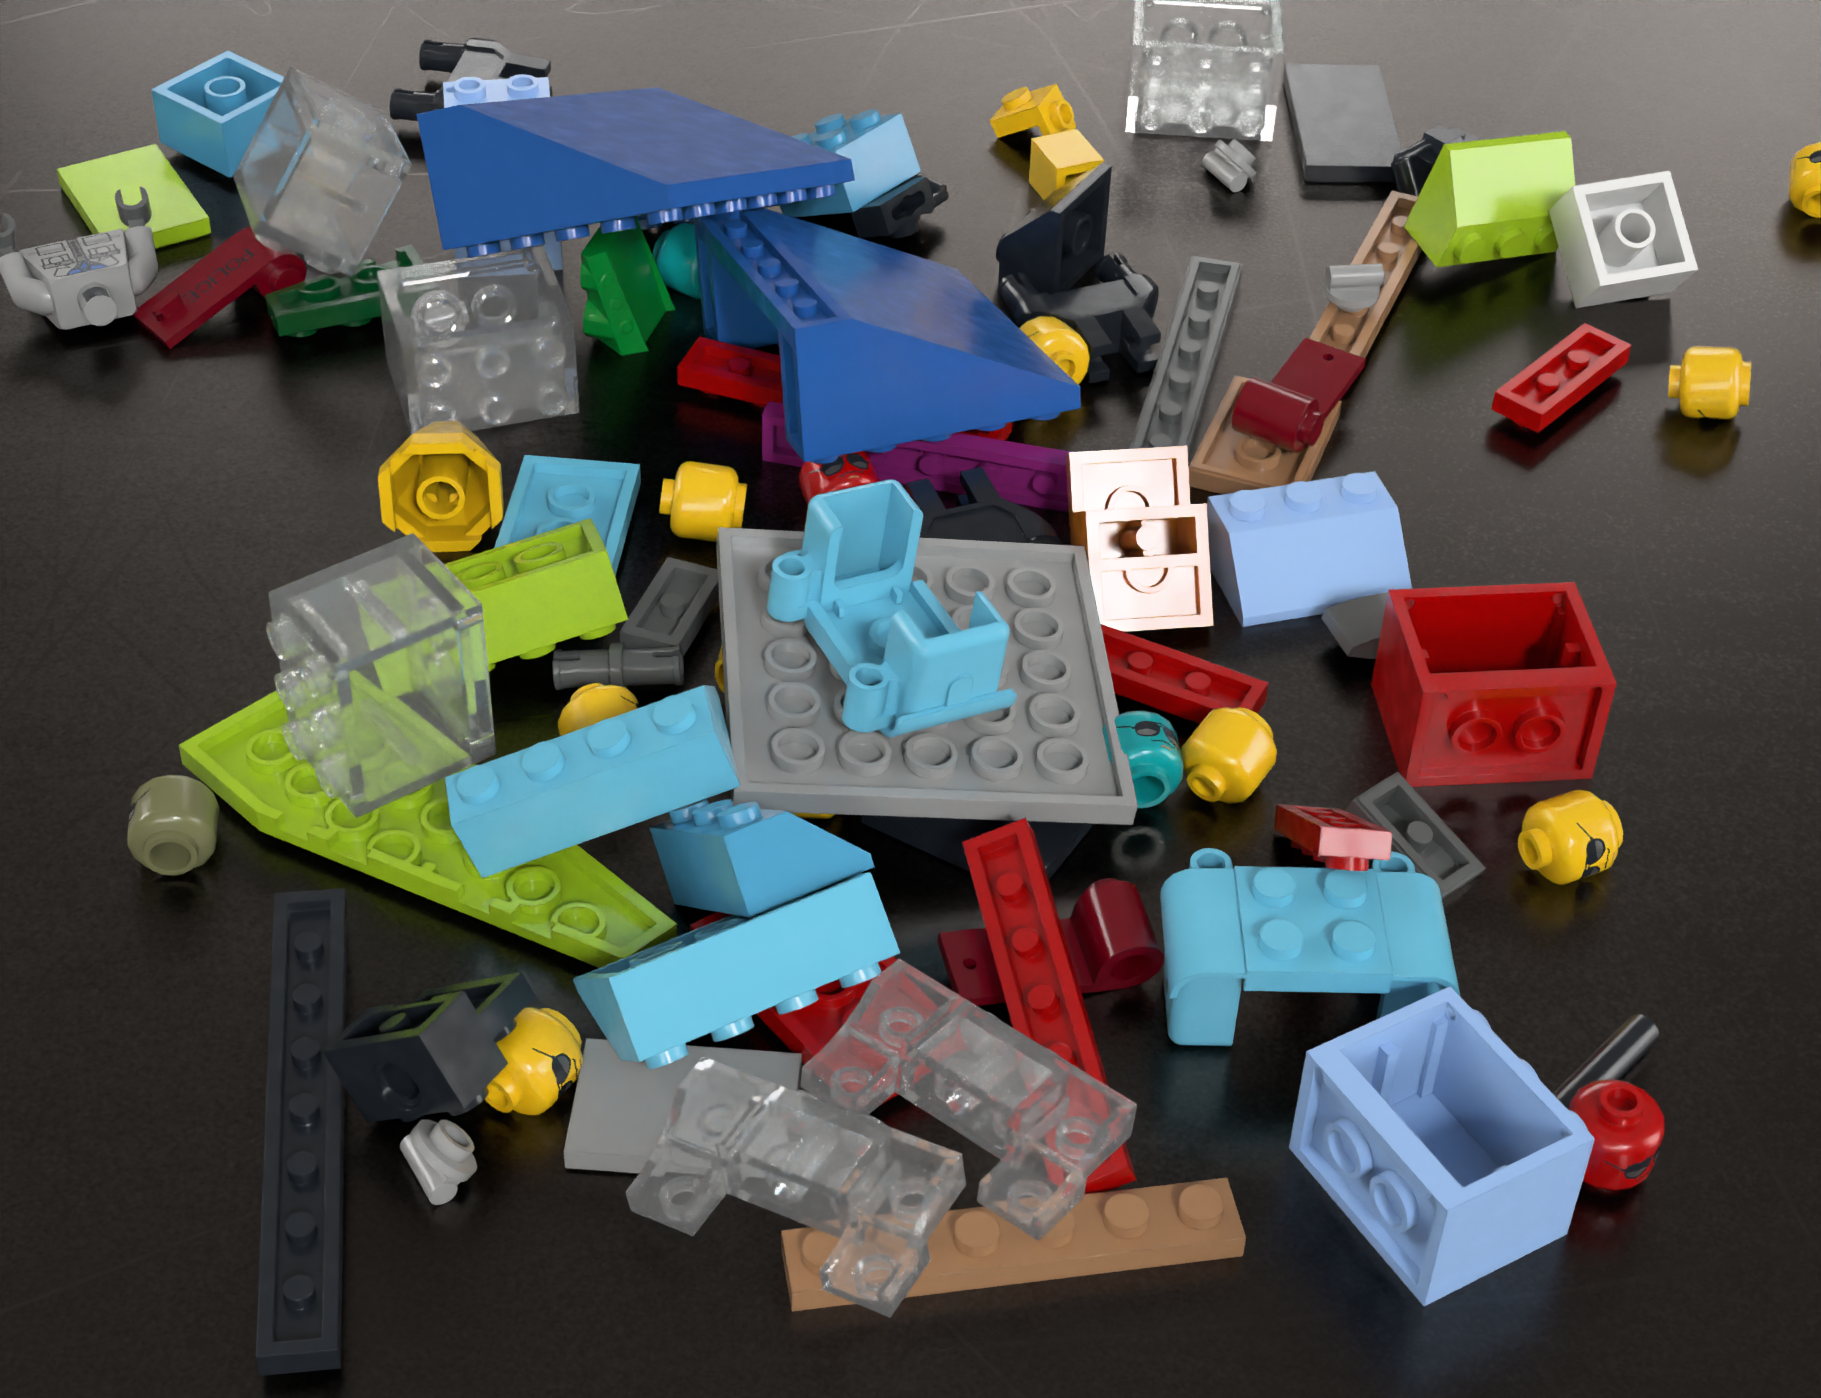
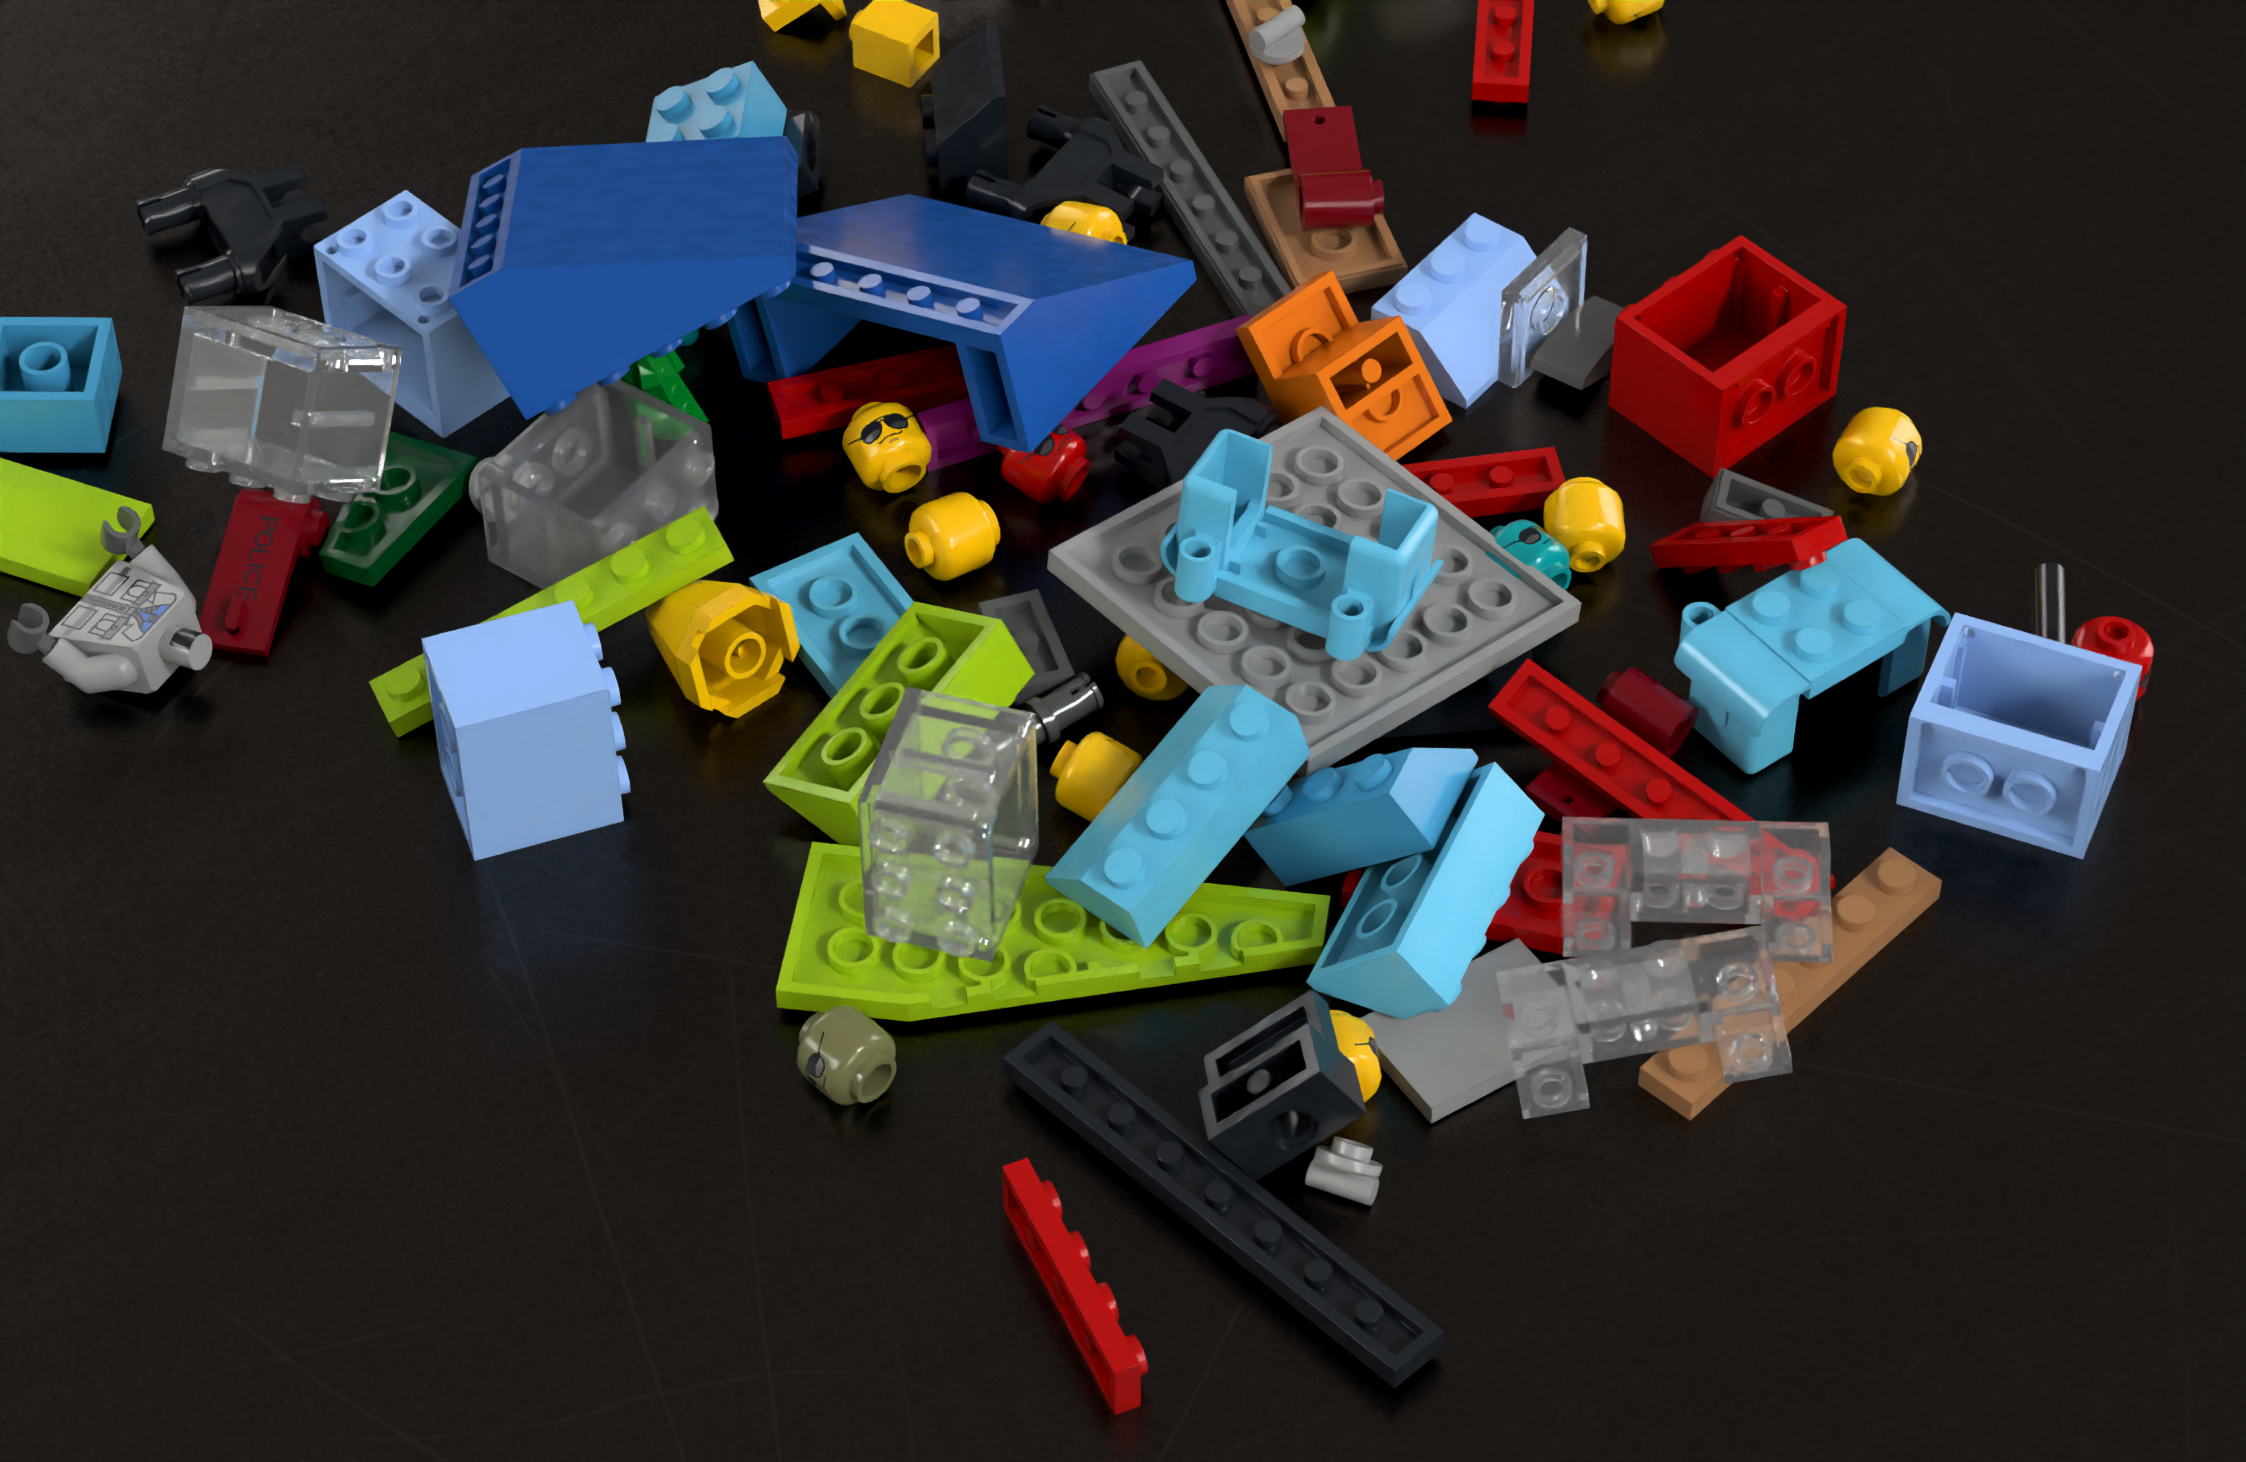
camera: 35 degrees left, 5 degrees up
(103, 1109) = (1064, 1268): none -> red plate
(204, 455) = (527, 728): none -> light blue container
(343, 405) = (601, 594): none -> lime plate
(731, 420) = (887, 446): none -> yellow head
(1359, 559) = (1539, 303): none -> clear tile

